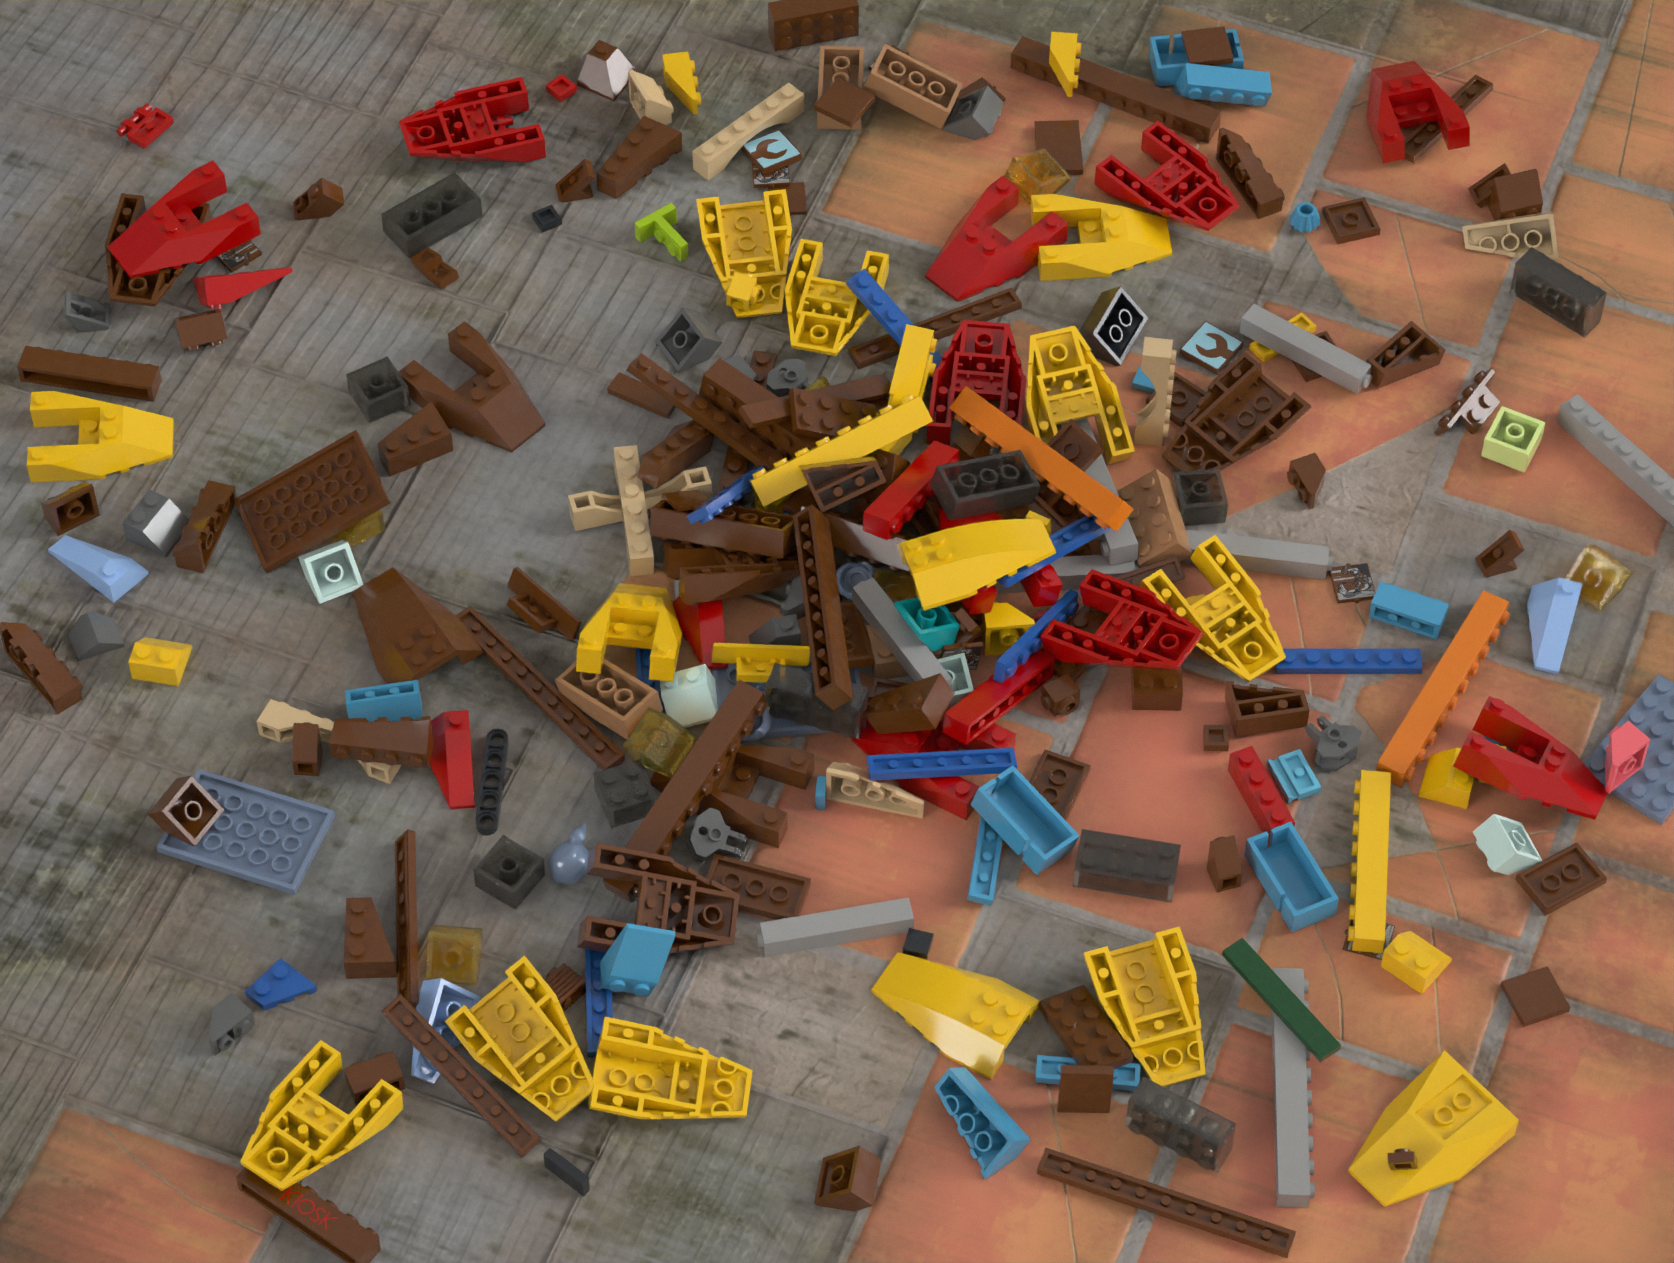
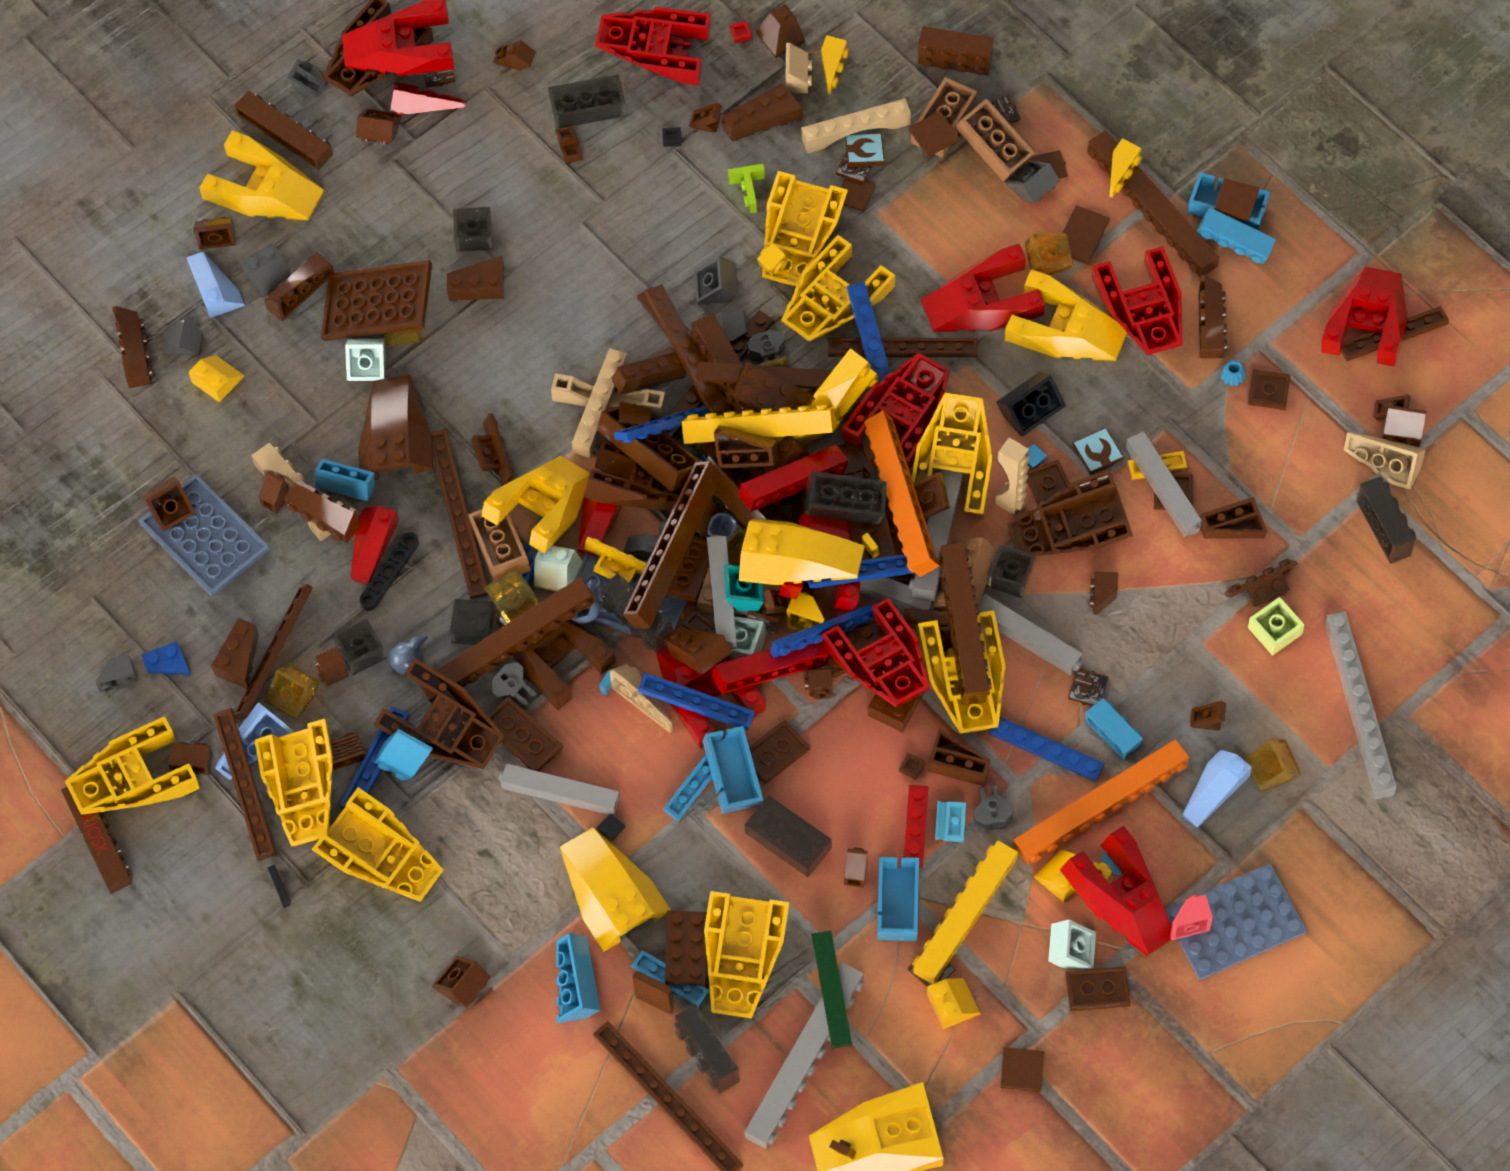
camera: 30 degrees right, 10 degrees up
(484, 406) = (548, 273): reddish brown wedge -> none
(490, 905) = (330, 666): none -> reddish brown brick
(1196, 557) = (963, 623): none -> reddish brown brick

